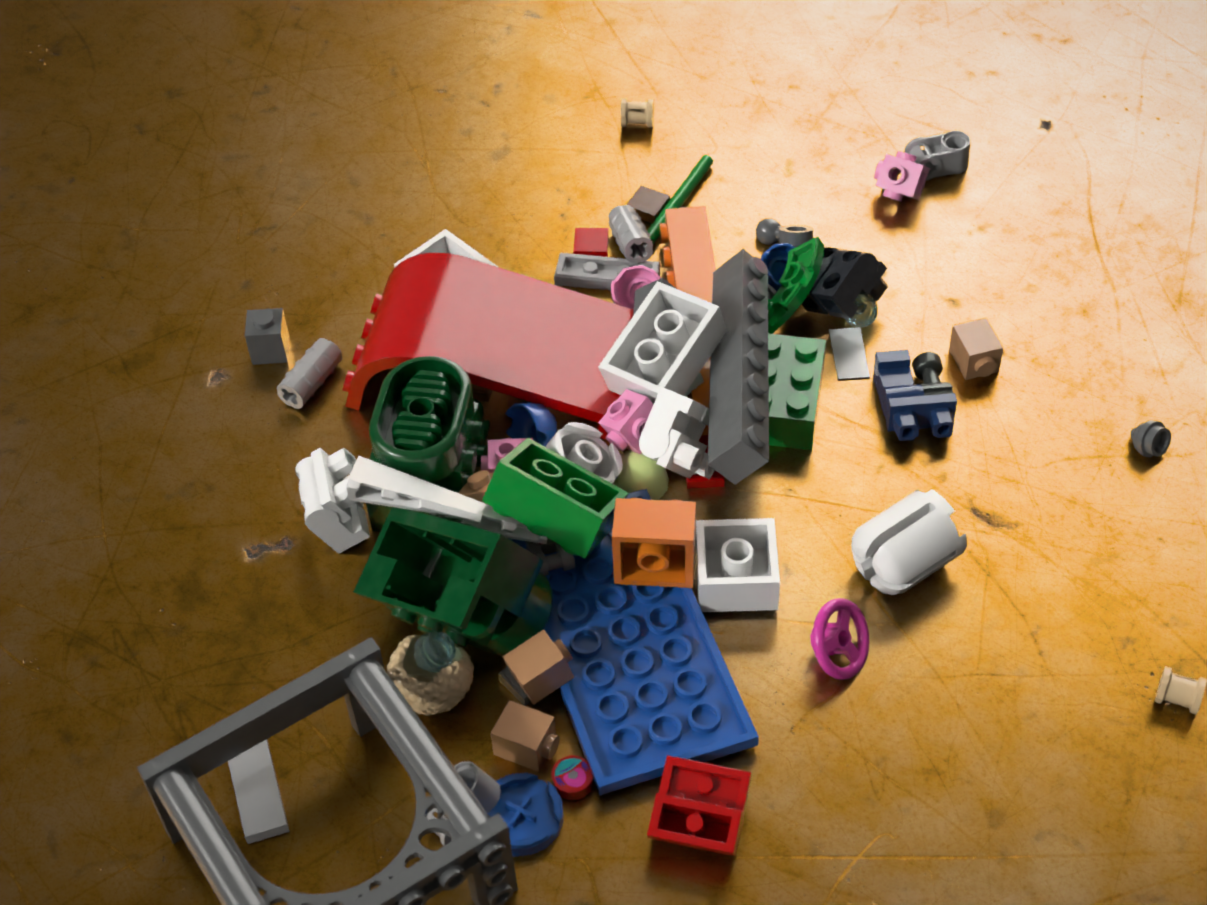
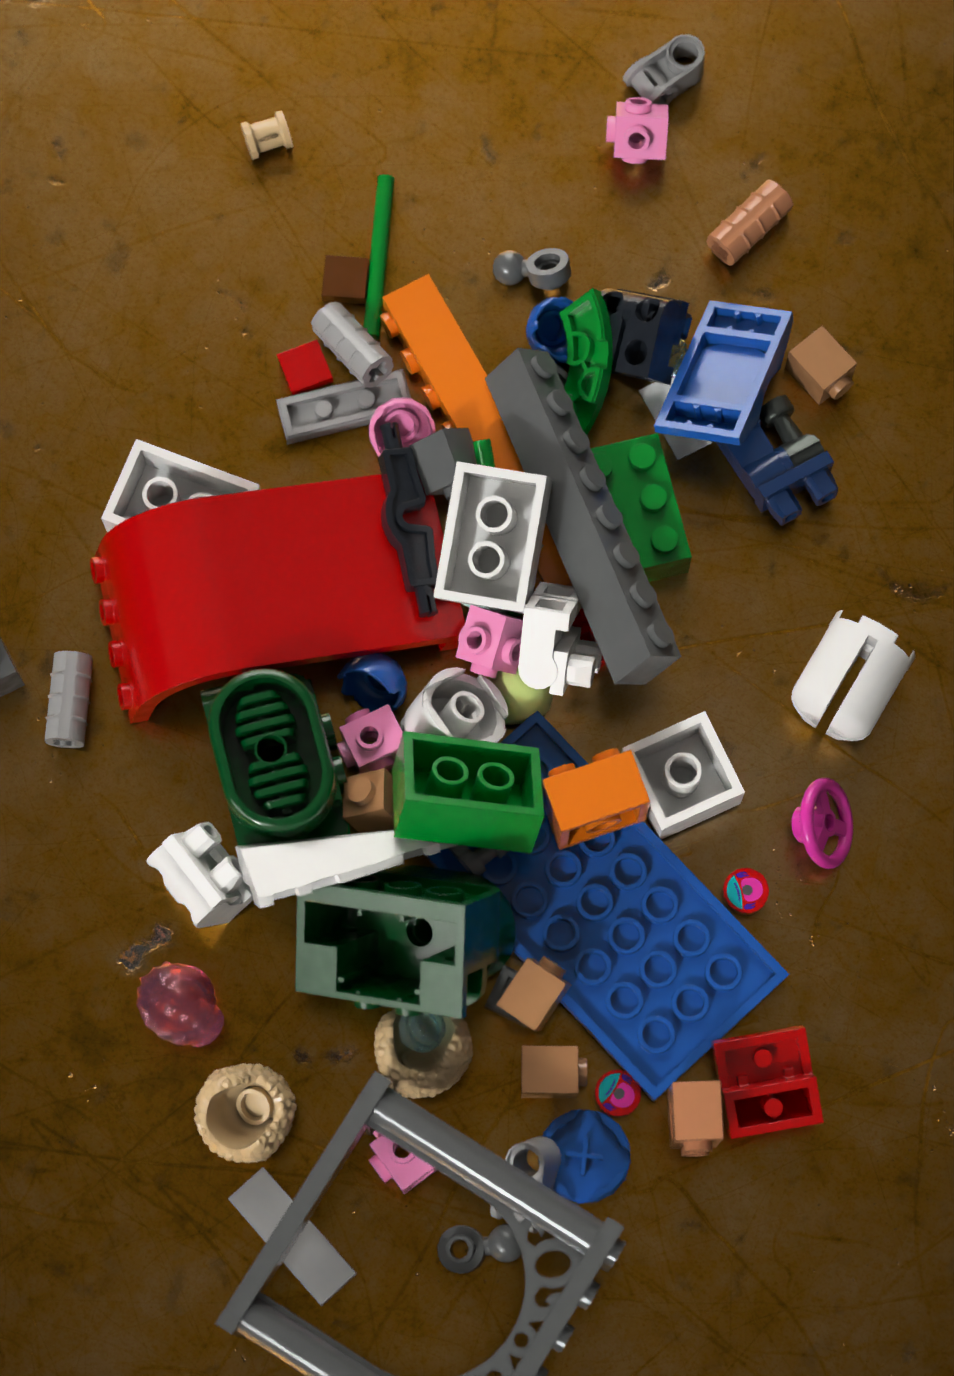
camera: 25 degrees left, 25 degrees up
(264, 661) = (244, 1112): none -> tan hair
(265, 582) = (180, 1005): none -> clear pink hair
(369, 752) = (405, 1171): none -> bright pink brick
(384, 852) = (500, 1244): none -> dark grey plate
(613, 317) = (412, 542): none -> black piece
(623, 803) = (695, 1117): none -> nougat brick
(752, 671) = (745, 891): none -> tile
(898, 324) = (726, 373): none -> blue slope
(960, 252) = (749, 222): none -> nougat axle

